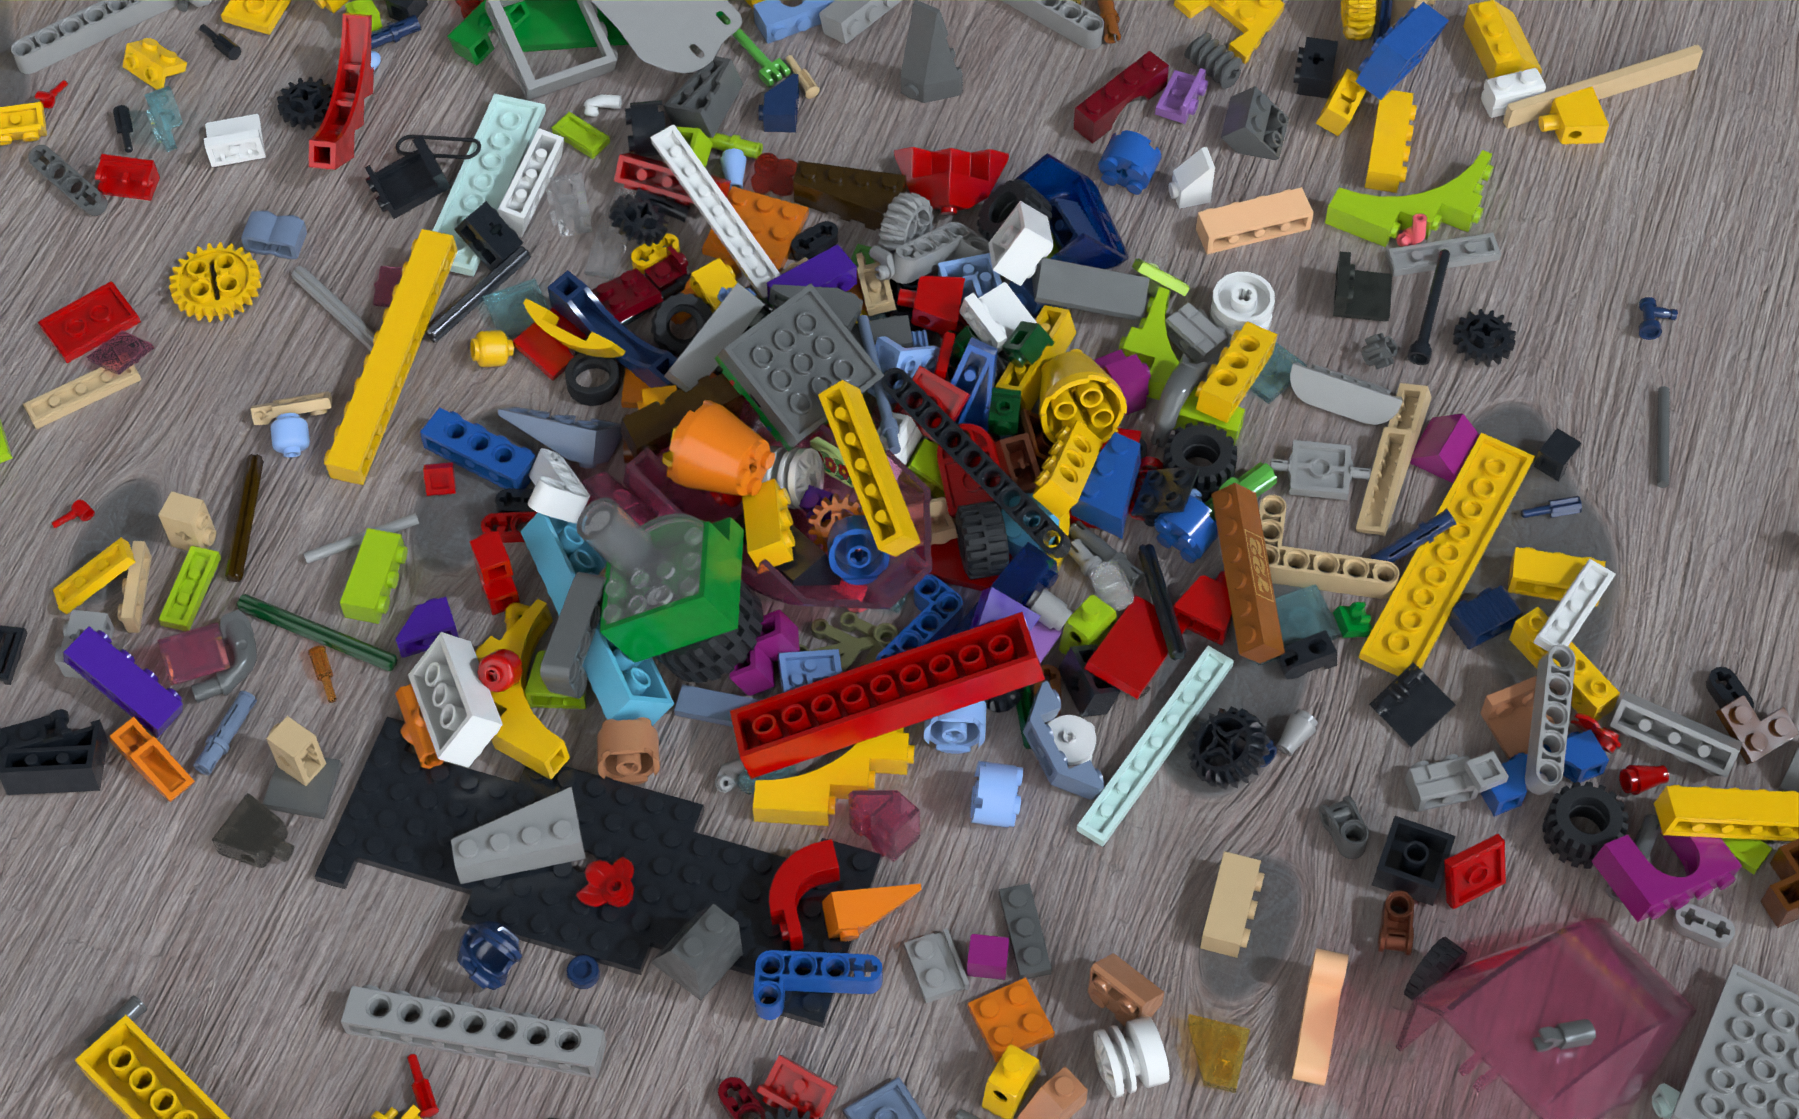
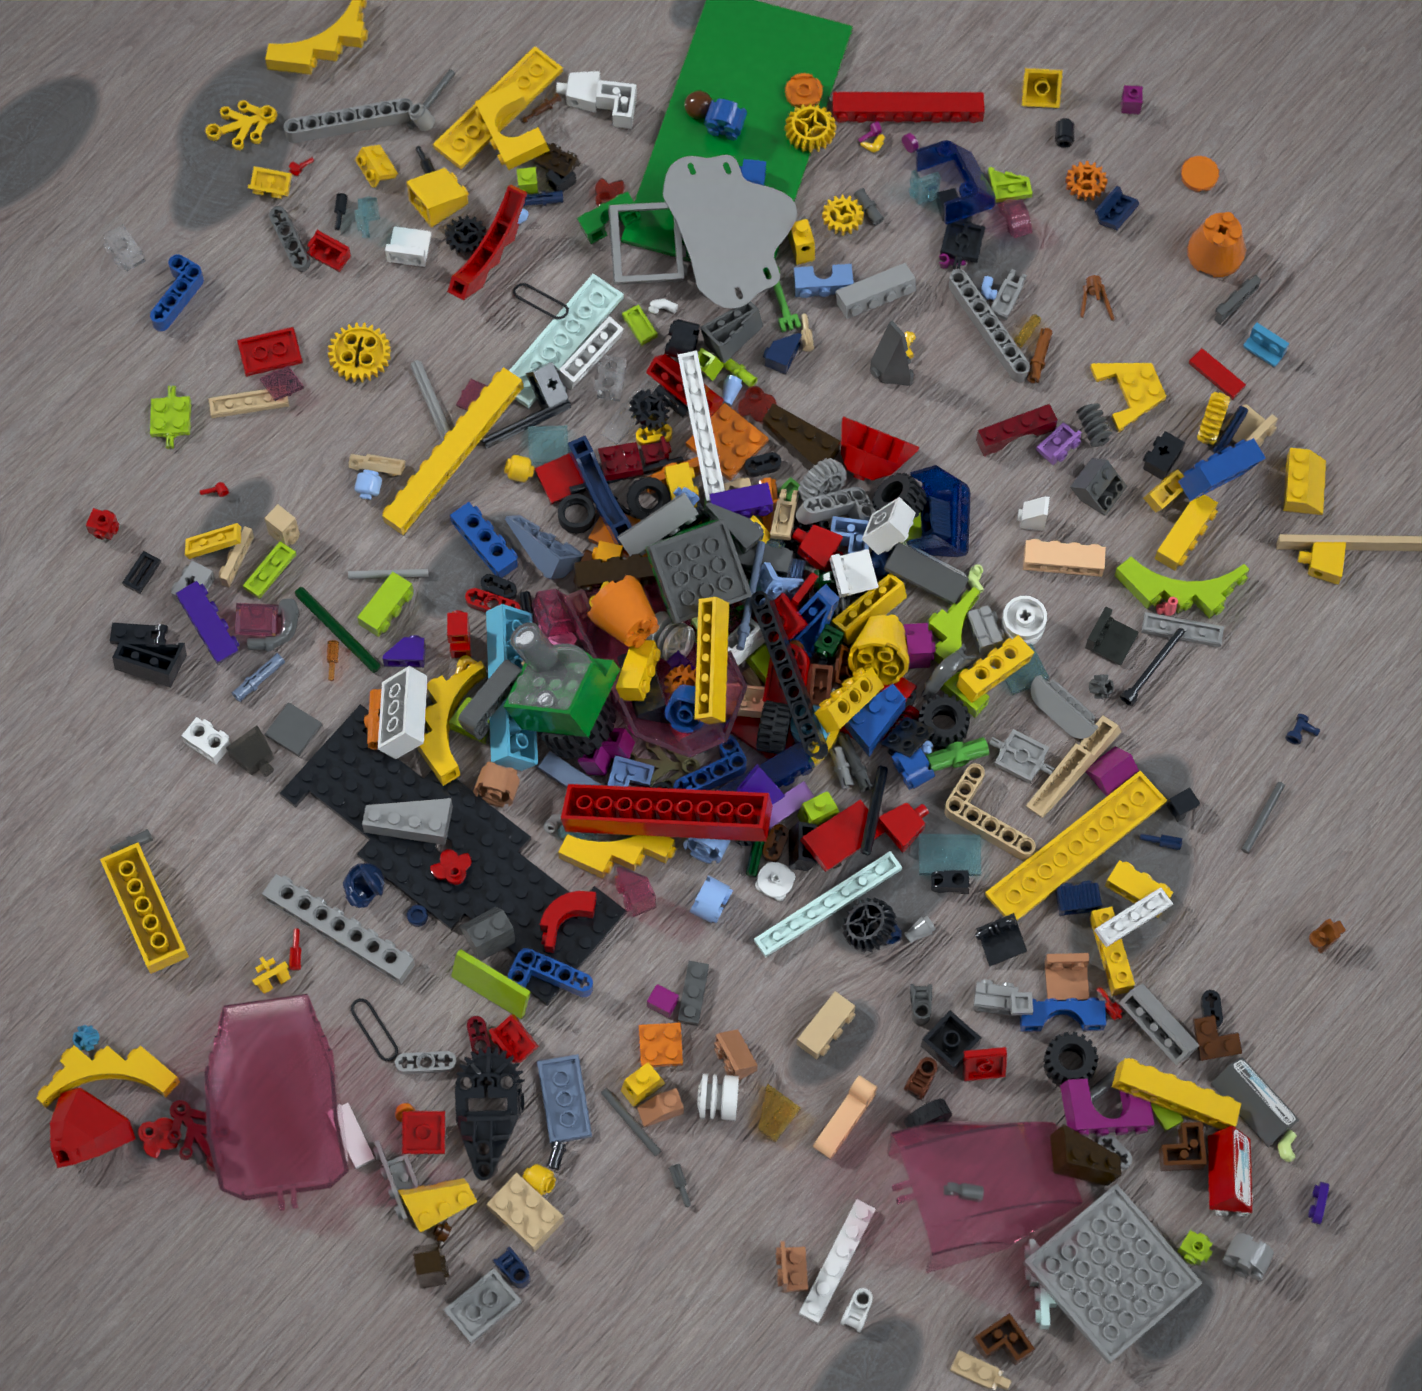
camera: 20 degrees right, 10 degrees up
(151, 759) = (208, 679): orange slope -> none
(176, 848) = (203, 743): none -> white brick
(244, 518) = (320, 532): dark brown axle -> none
(248, 70) = (437, 195): none -> yellow slope
(274, 234) = (409, 330): sand blue brick -> none
(296, 750) = (294, 709): tan brick -> none
(408, 180) = (511, 320): black panel -> none
(439, 479) = (451, 551): red tile -> none
(500, 670) = (436, 704): red head -> none
(557, 488) = (519, 595): white beam -> none
(594, 346) = (559, 464): yellow slope -> none
(731, 1023) = (490, 984): none -> lime tile
(855, 911) = (592, 943): orange slope -> none
(886, 259) = (794, 510): light grey arm -> none
(936, 965) = (630, 994): light grey plate -> none
(1027, 343) = (862, 600): dark green brick -> none
(1050, 608) = (794, 791): light grey brick -> none
(1080, 779) = (768, 909): sand blue slope -> none
(1112, 585) = (844, 789): clear gear -> none
(1129, 161) = (997, 484): blue brick -> none
(1160, 276) = (979, 578): lime tile -> none
(1247, 573) = (934, 813): dark orange brick -> none
(1353, 620) = (992, 869): green tile -> none
(1416, 537) = (1065, 827): dark blue pin -> none
(1486, 339) = (1168, 699): black gear -> none
(1510, 88) = (1290, 523): white brick -> none
(1541, 728) = (1086, 980): light grey beam -> none
(1640, 778) = (1123, 1043): red cone -> none
(1673, 944) = (1083, 1158): none -> dark brown wedge

